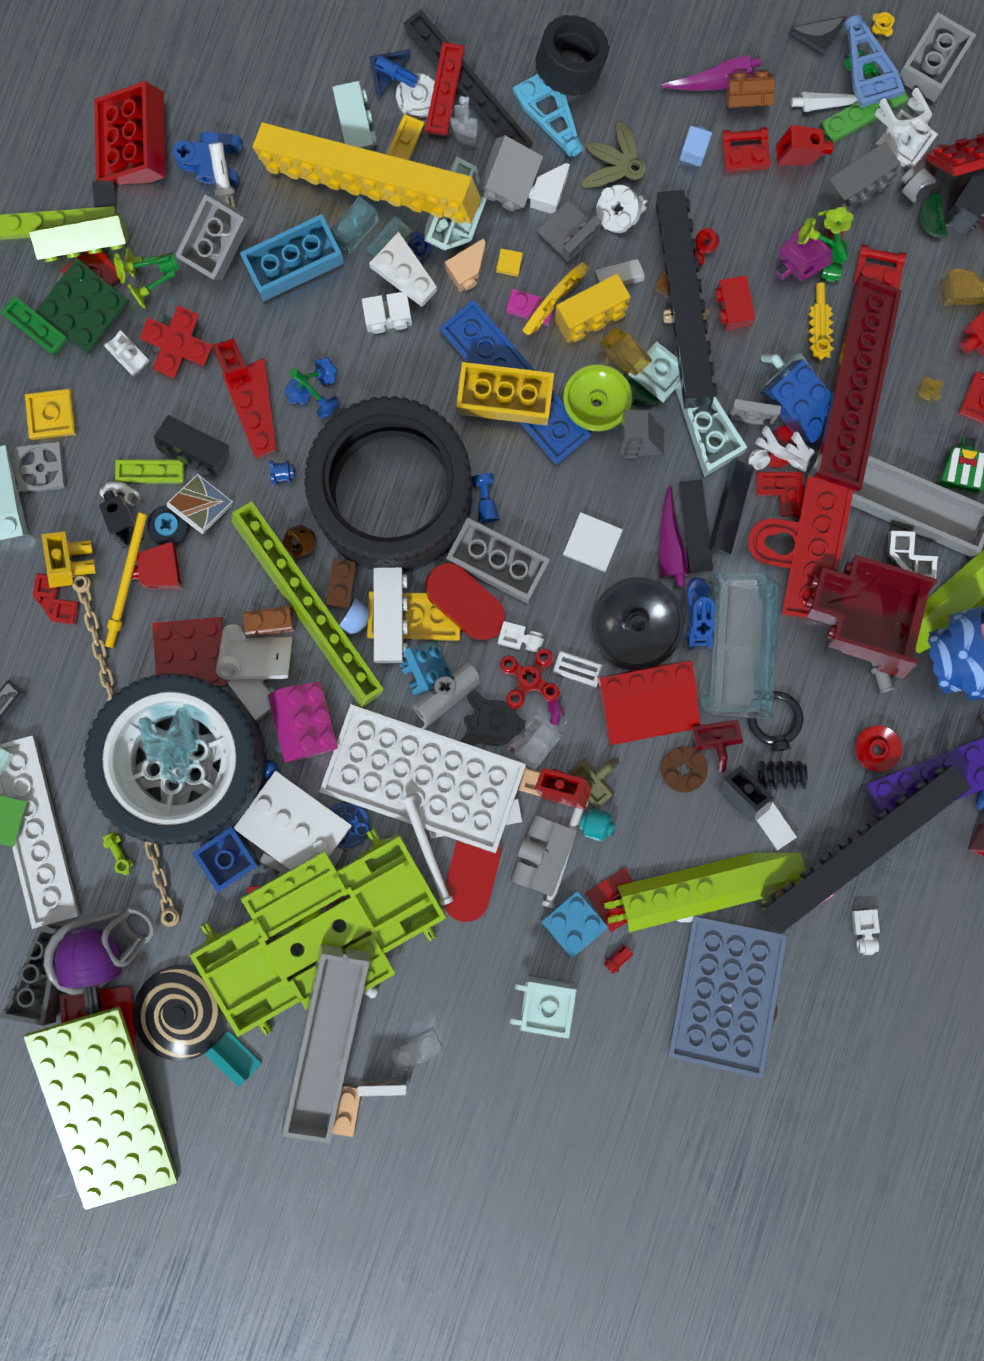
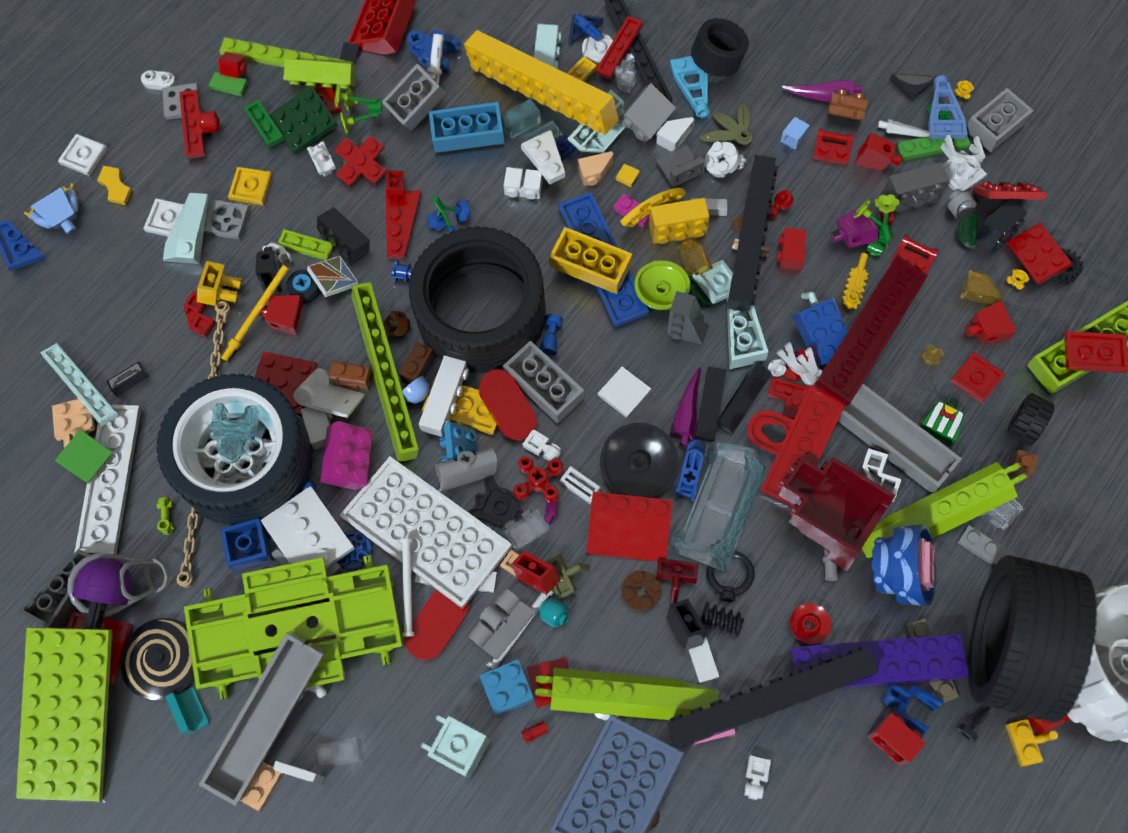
camera: 20 degrees right, 15 degrees down
(753, 412) = (781, 329): light grey tile -> none

